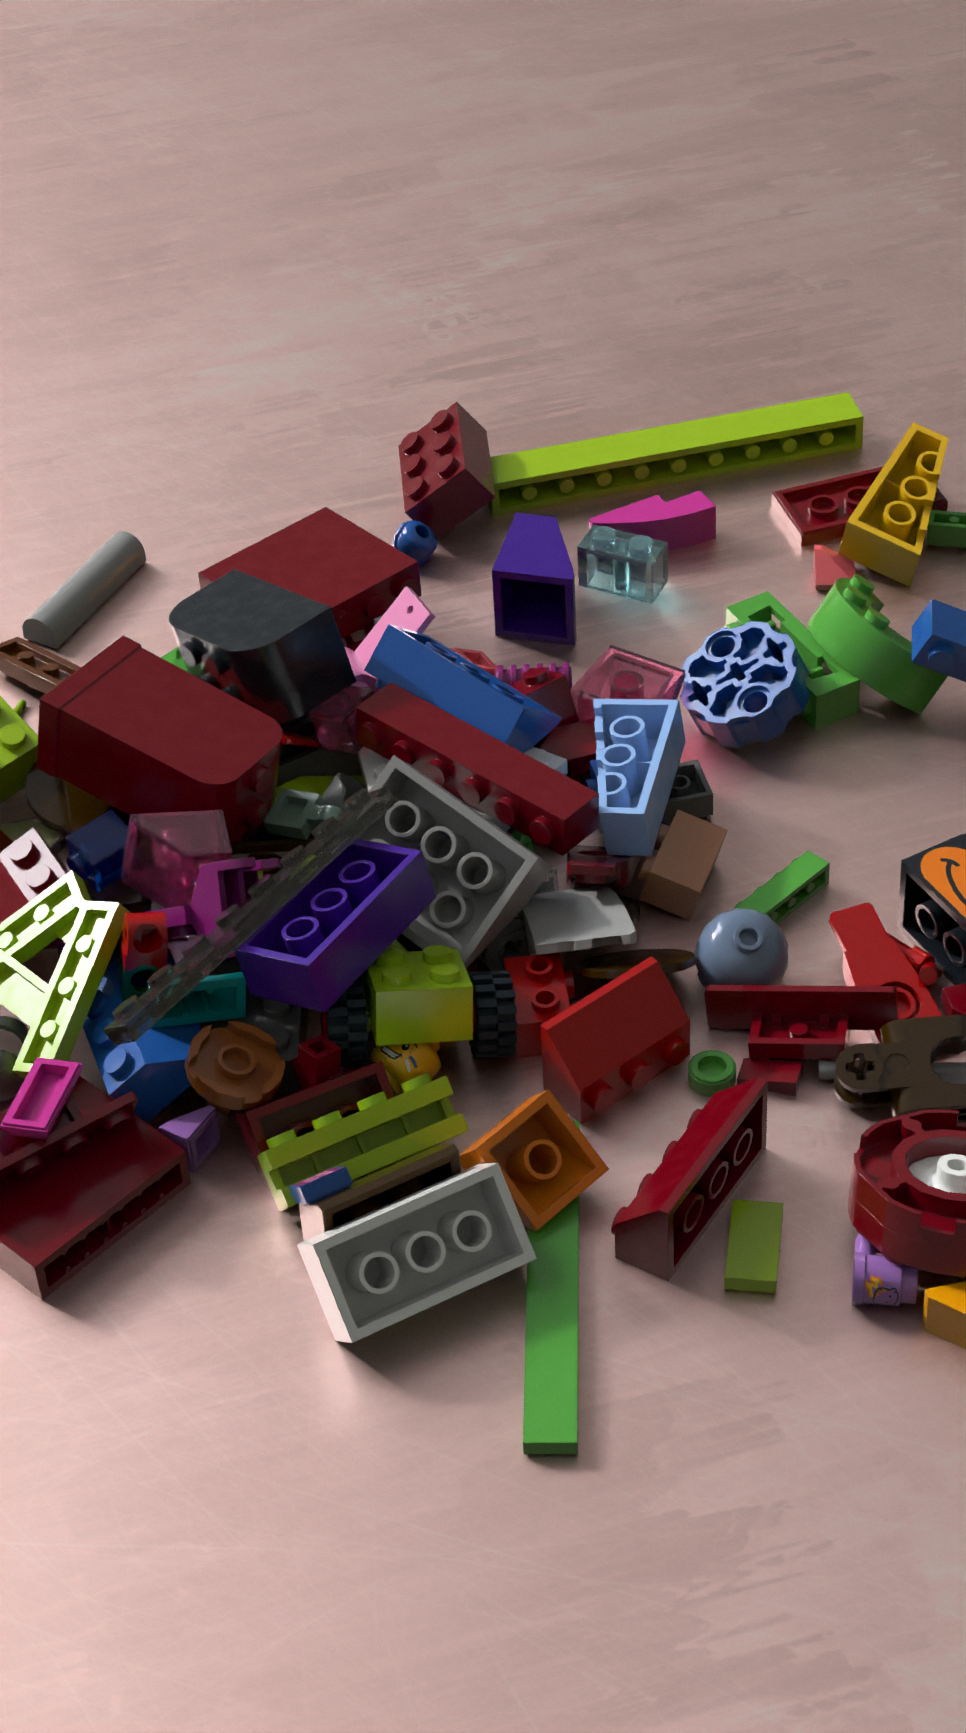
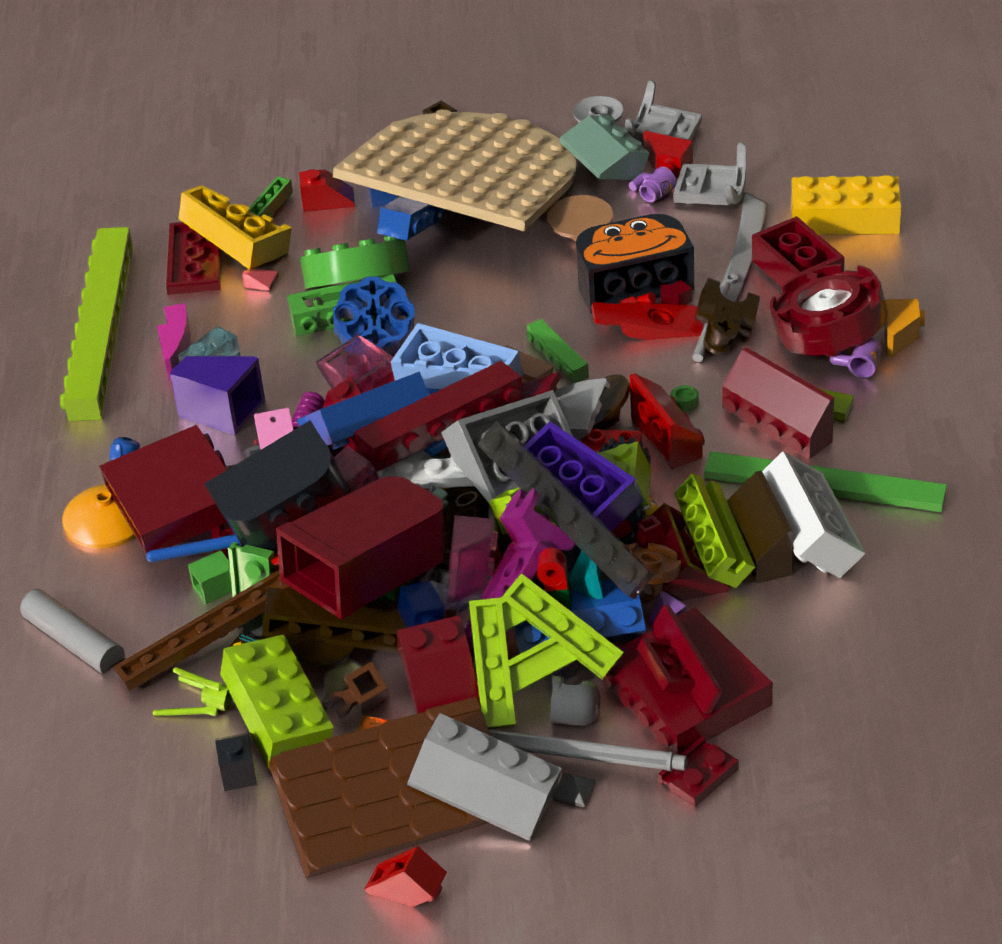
camera: 75 degrees left, 0 degrees up
(41, 1098) = (662, 641): dark pink tile -> none
(321, 1185) = (755, 540): blue tile -> none
(446, 470) = (69, 415): dark red brick -> none
(540, 1158) = (738, 457): orange slope -> none
(741, 950) = (607, 356): sand blue cylinder -> none
(782, 1075) = (694, 374): dark red piece -> none
(799, 1019) = (669, 349): dark red bracket -> none

